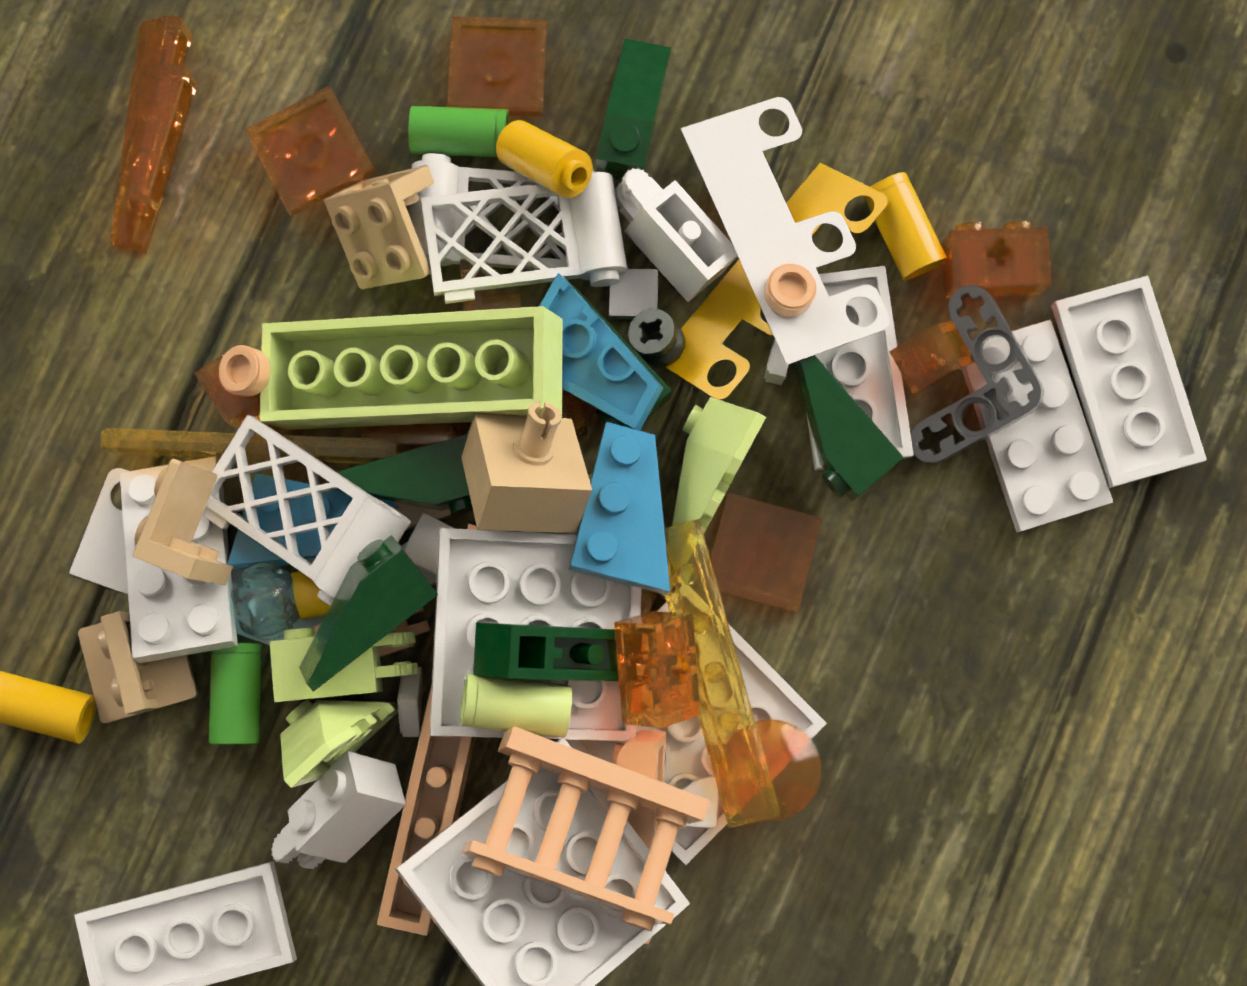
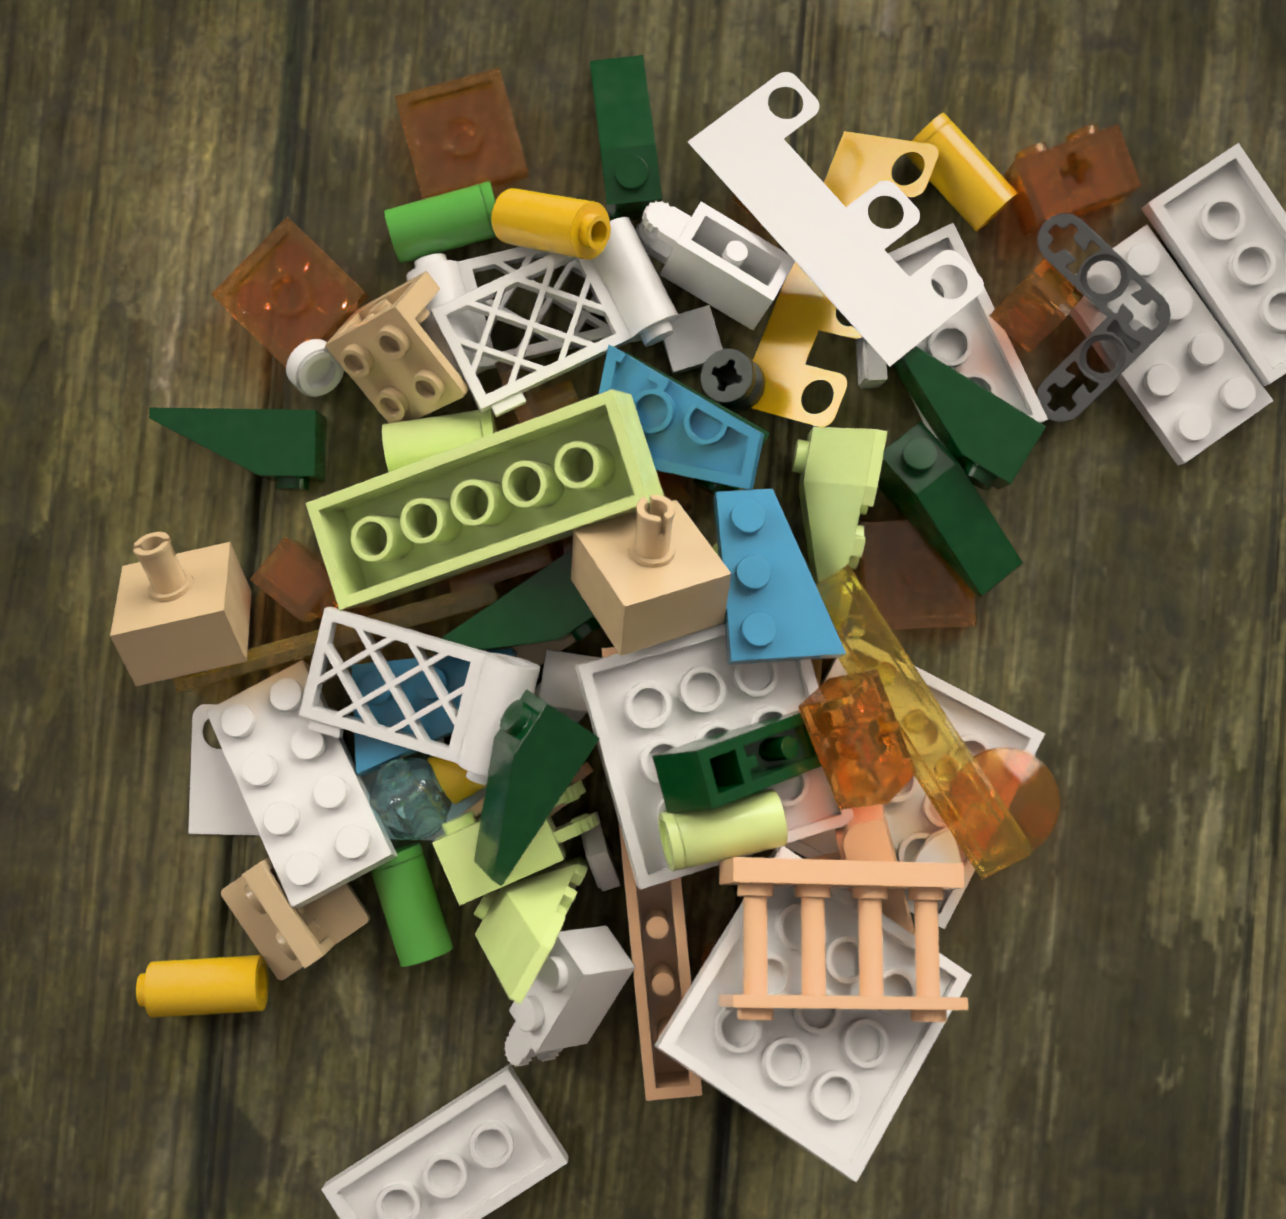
camera: 20 degrees left, 5 degrees up
(127, 379) = (180, 610): none -> tan brick
(154, 127) = (110, 323): clear orange wedge -> none
(168, 530) = (284, 768): tan bracket -> none
(244, 371) = (304, 561): light nougat tile -> none
(251, 266) = (269, 442): none -> dark green slope
(308, 217) = (313, 368): none -> white tile
(376, 300) = (425, 437): none -> yellowish green pin
(790, 290) = (867, 283): light nougat tile -> none
(801, 502) = (946, 509): none -> dark green slope

